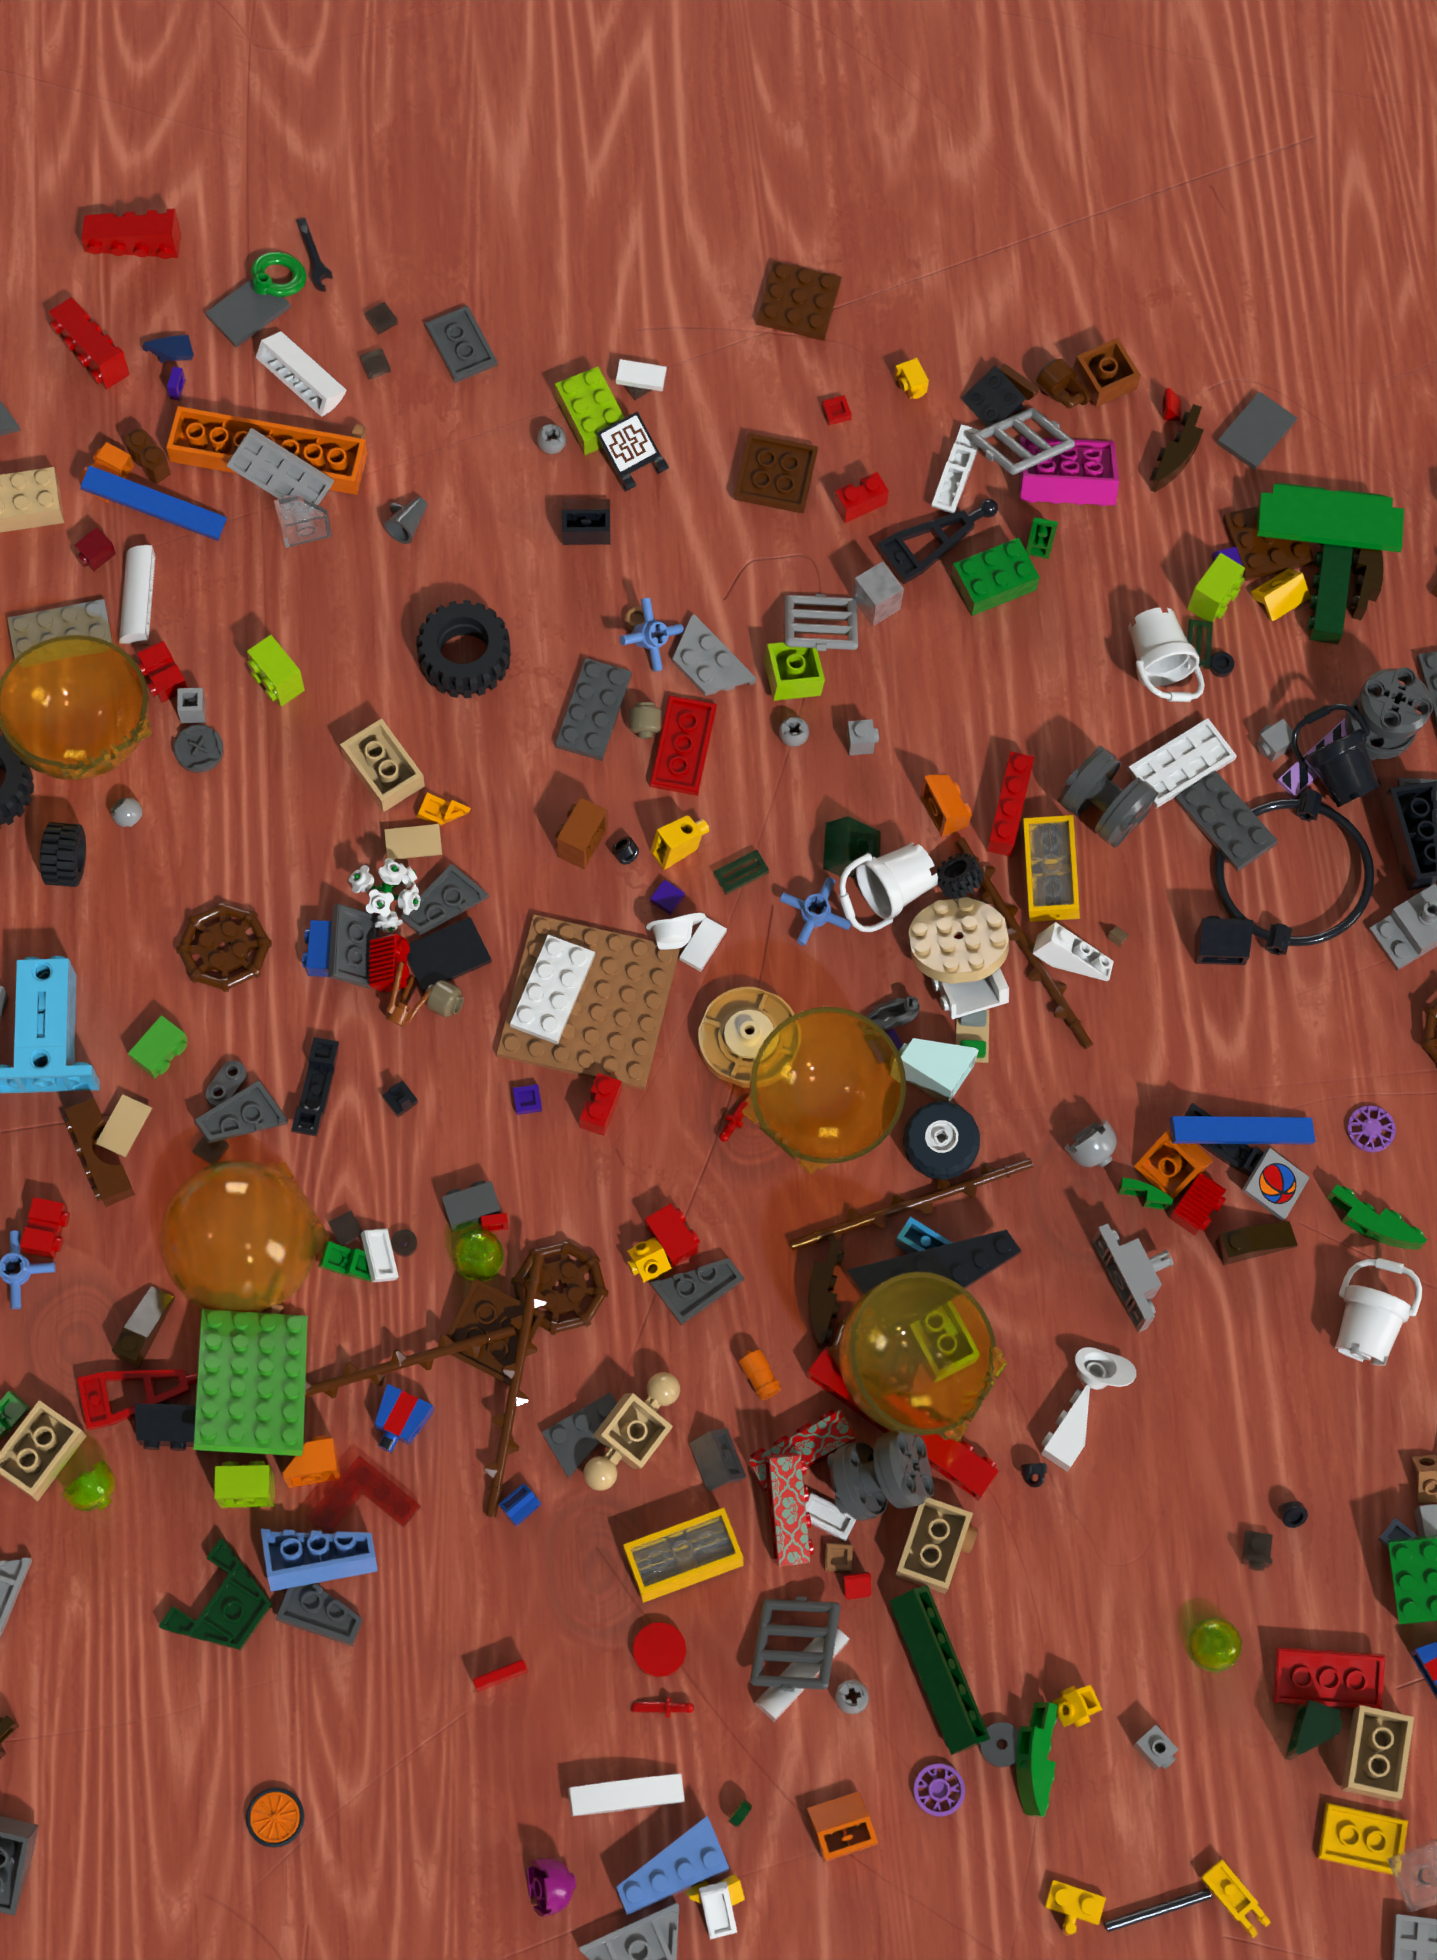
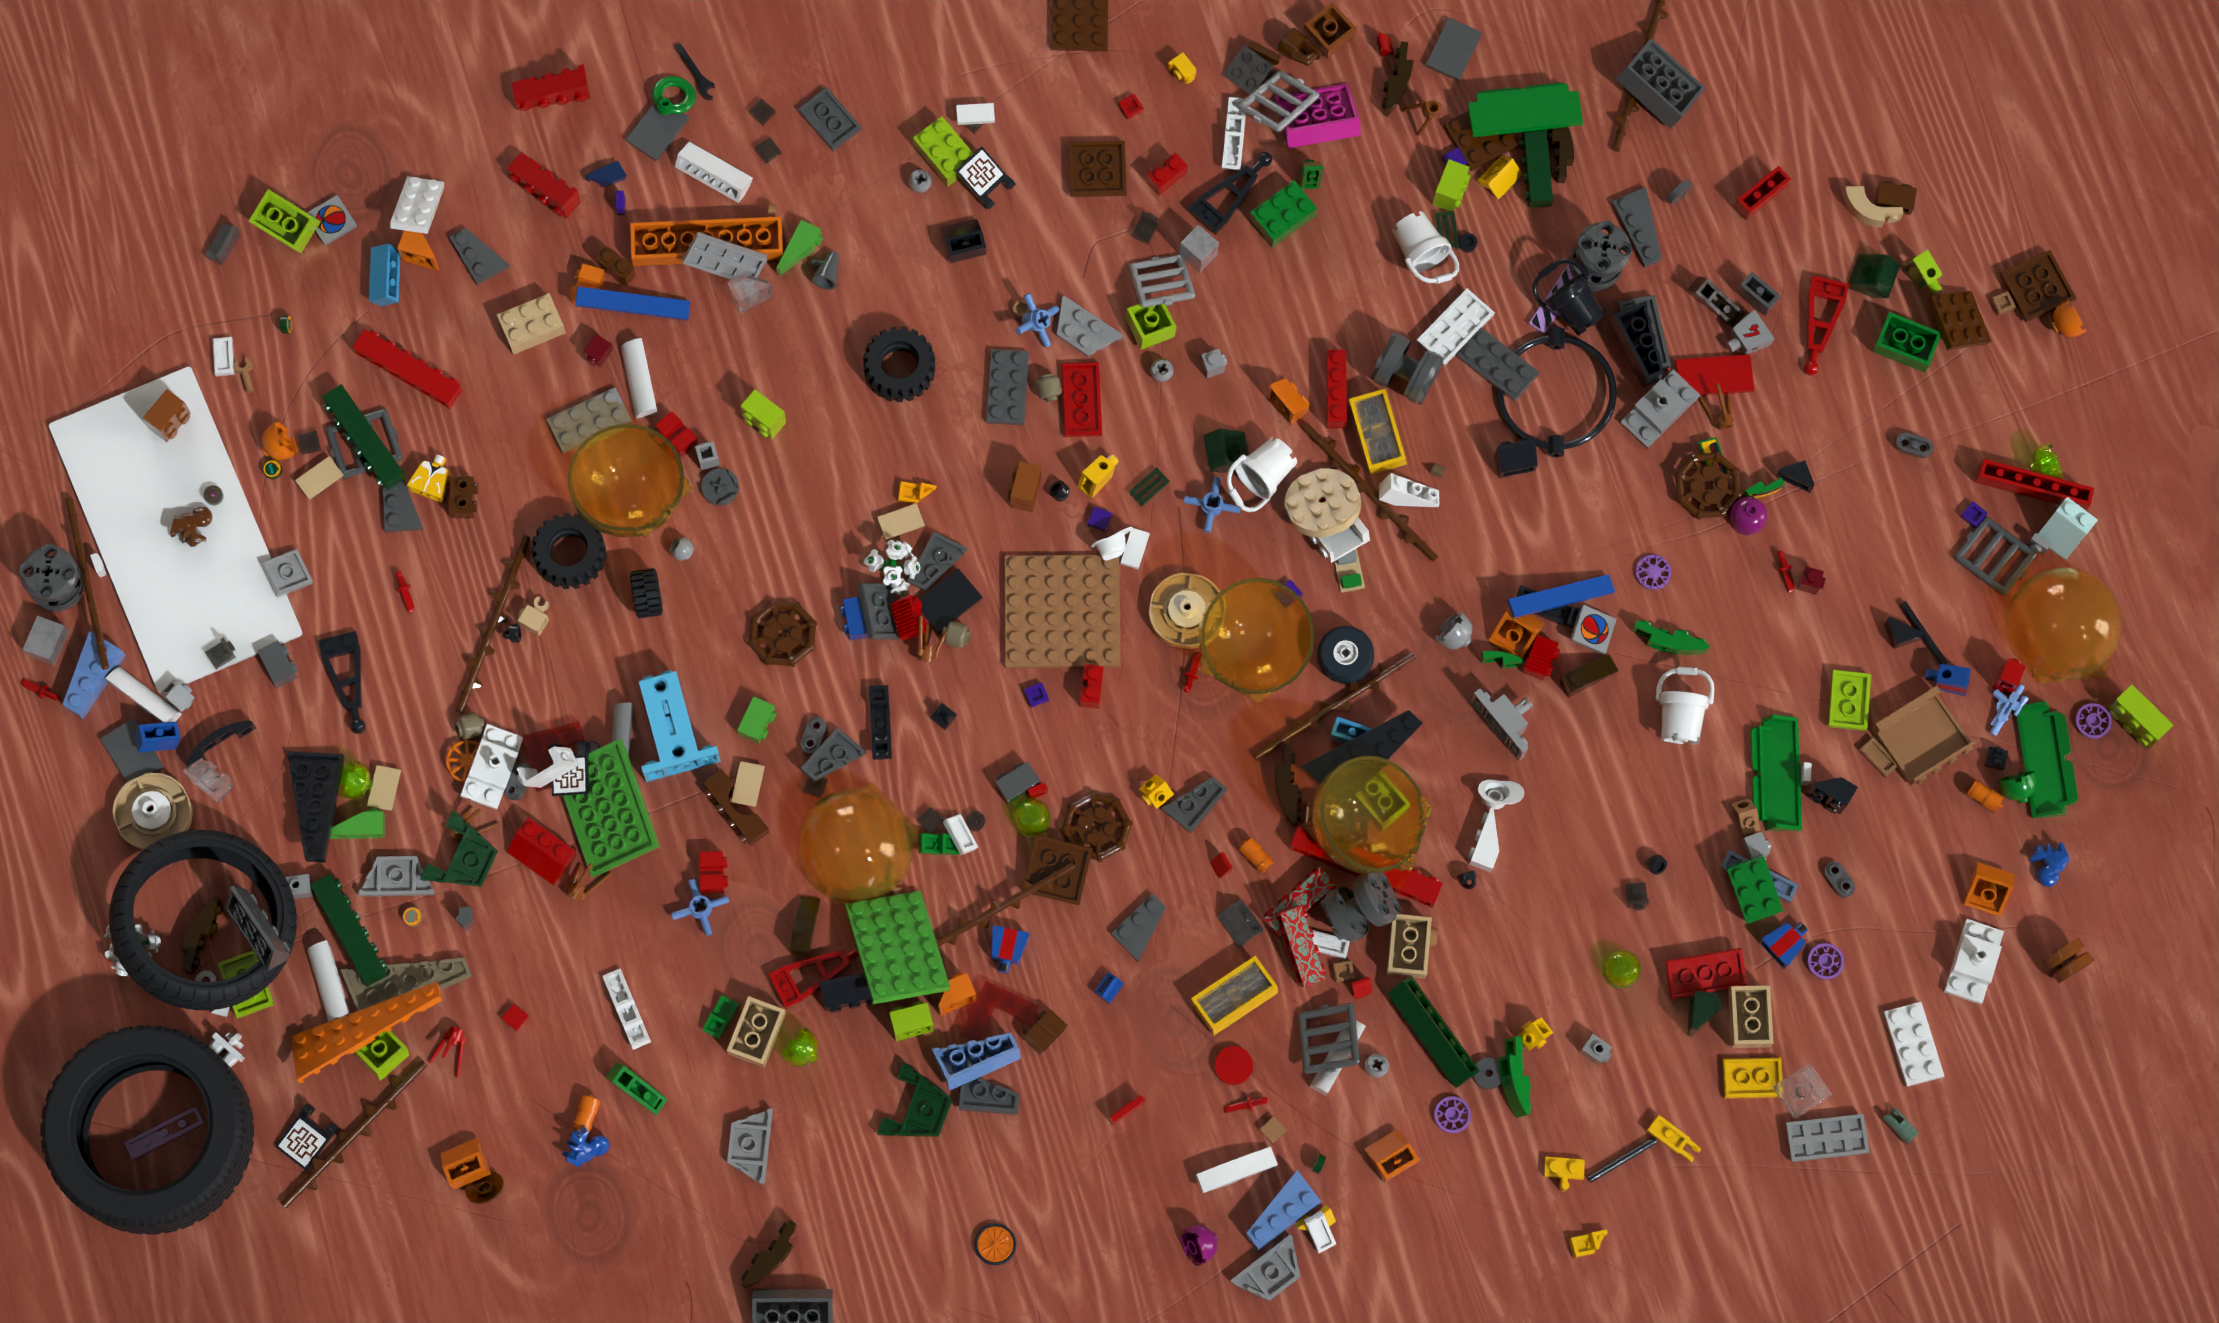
camera: 15 degrees left, 5 degrees up
(382, 482) = (800, 246): none -> bright green slope
(382, 765) = (863, 468): tan brick -> none
(418, 1542) = (1044, 1031): none -> reddish brown brick
(515, 1395) = (1086, 912): reddish brown plant -> none
(552, 989) = (1034, 609): white plate -> none
(632, 1431) = (1176, 917): tan brick -> none
(671, 1232) = (1168, 769): red brick -> none
(690, 1751) = (1273, 1130): none -> medium nougat tile
(710, 1377) = (1221, 865): none -> red slope
(818, 556) = (1146, 227): none -> clear smoke bracket
(895, 1012) = (1288, 568): dark grey arm -> none
(937, 1066) = (1329, 601): light aqua slope -> none
(959, 875) = (1317, 458): black tyre -> none
(1209, 491) = (1429, 109): none -> dark orange plant
(1275, 740) = (1520, 293): light grey brick -> none

